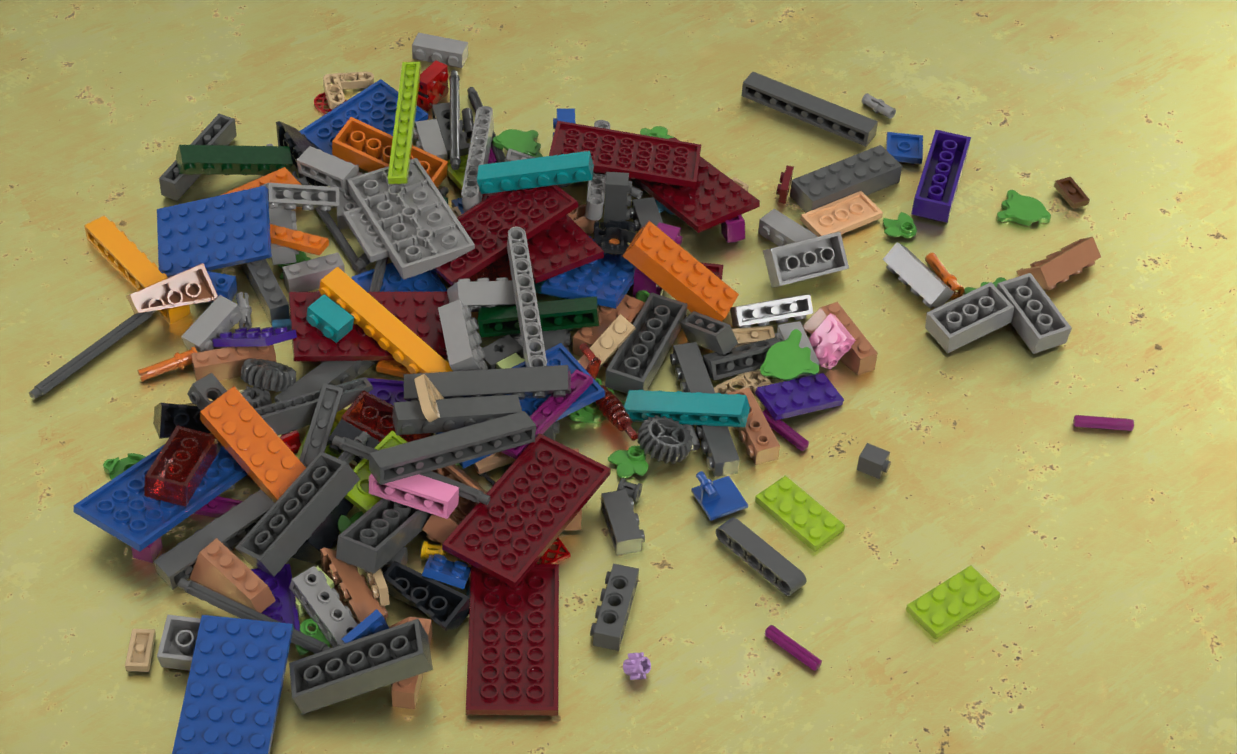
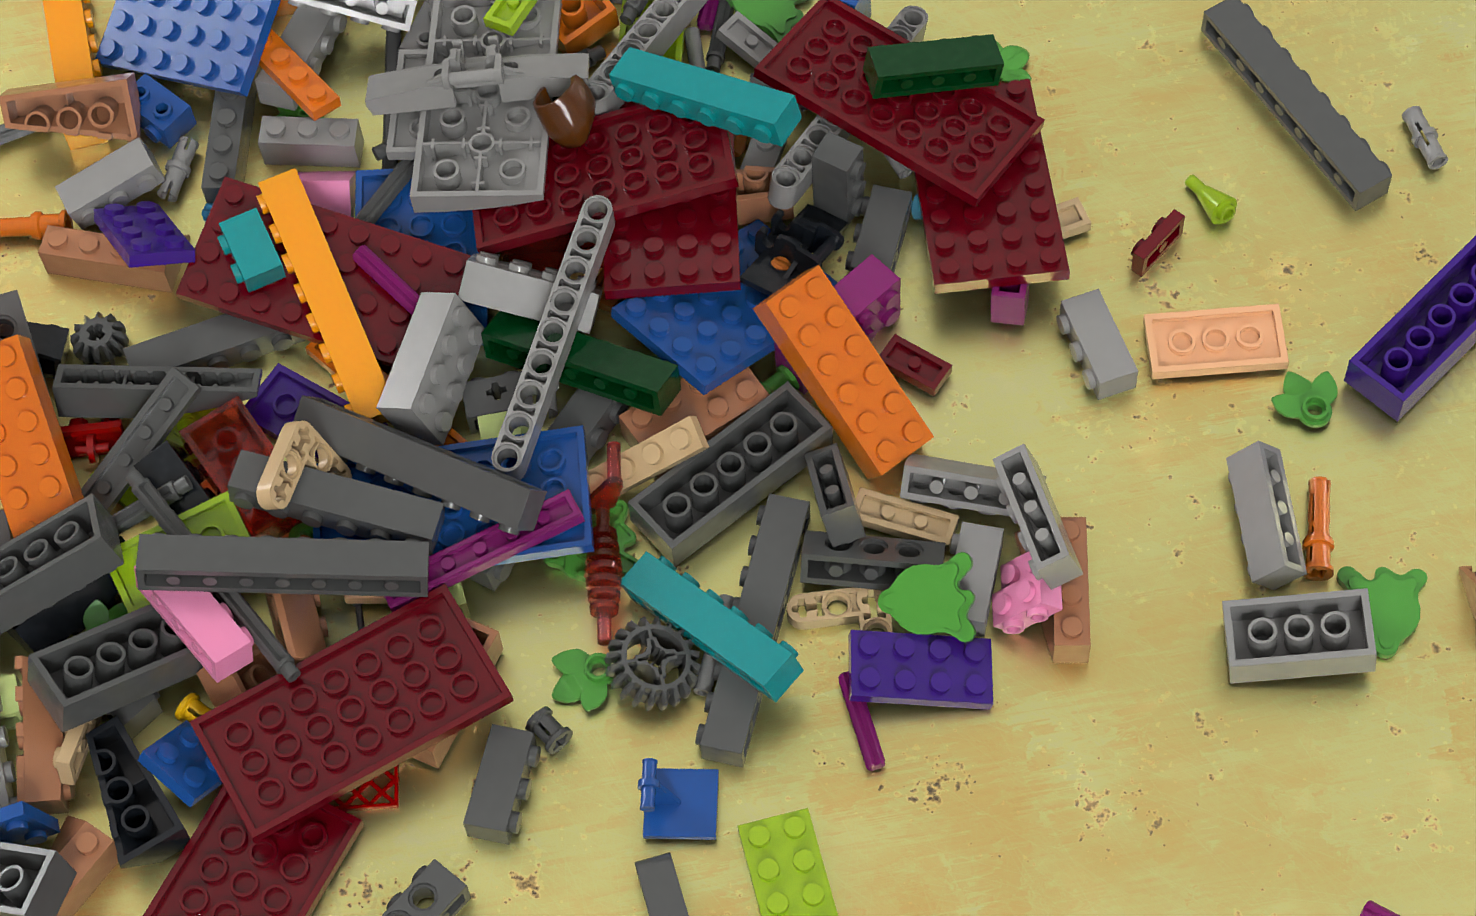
camera: 35 degrees right, 15 degrees up
(267, 374) = (134, 305): dark grey gear -> none
(385, 213) = (434, 84): none -> light grey piece
(413, 313) = (386, 278): none -> magenta axle
(466, 206) = (569, 116): none -> reddish brown piece
(635, 133) = (933, 66): none -> dark green brick
(757, 434) = (810, 696): nougat brick -> none
(802, 161) = (1216, 204): none -> lime cone
(805, 259) = (1087, 412): light grey brick -> none
(822, 299) = (1037, 517): none -> light grey brick
(862, 172) = (1284, 269): dark grey brick -> none
(873, 461) = (965, 843): dark grey brick -> none
(905, 147) = (1415, 241): blue plate -> none
(1034, 314) = (1416, 671): light grey brick -> none

